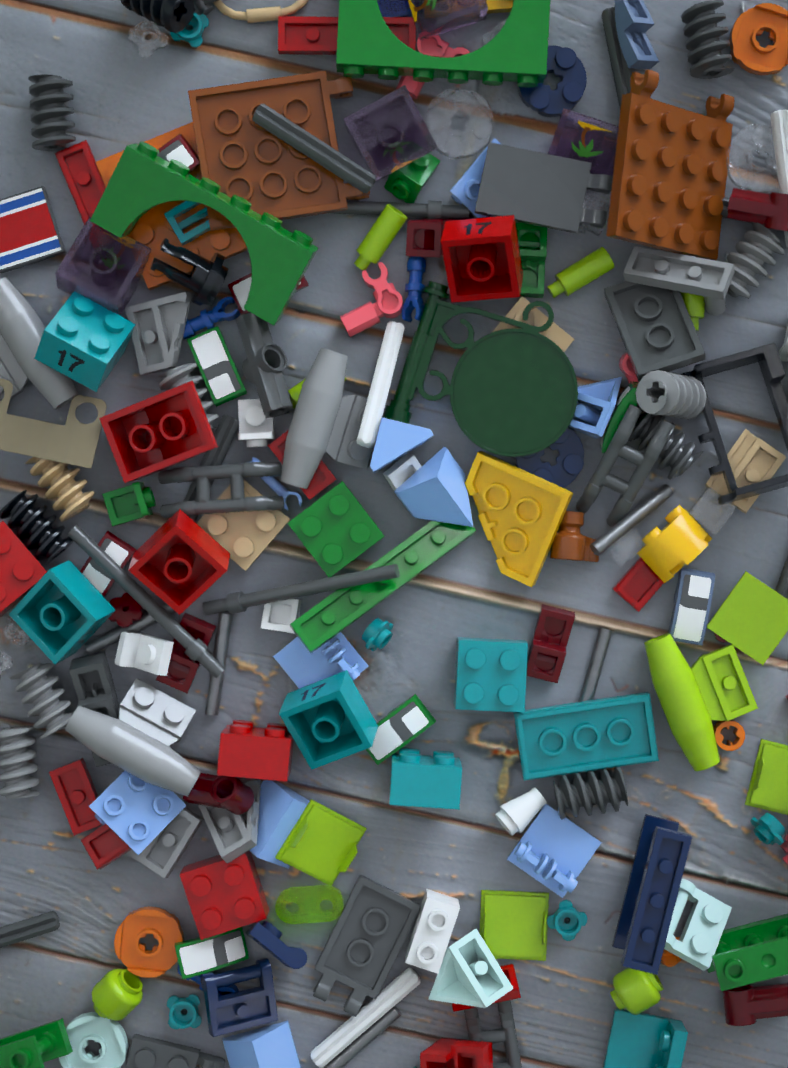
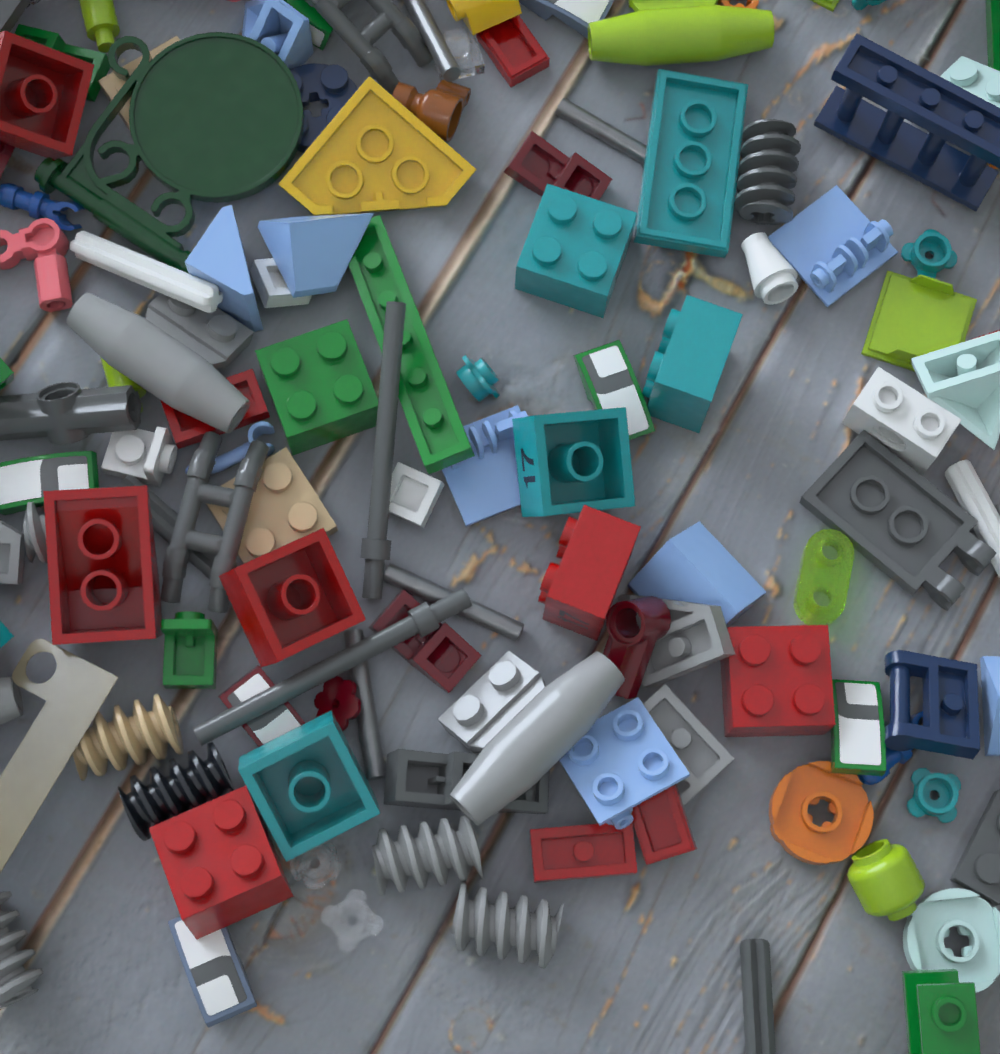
camera: 75 degrees left, 15 degrees down
(144, 652) = (406, 692): white bracket -> none
(269, 938) = (870, 627): dark blue plate -> none
(321, 843) = (743, 533): lime piece -> none

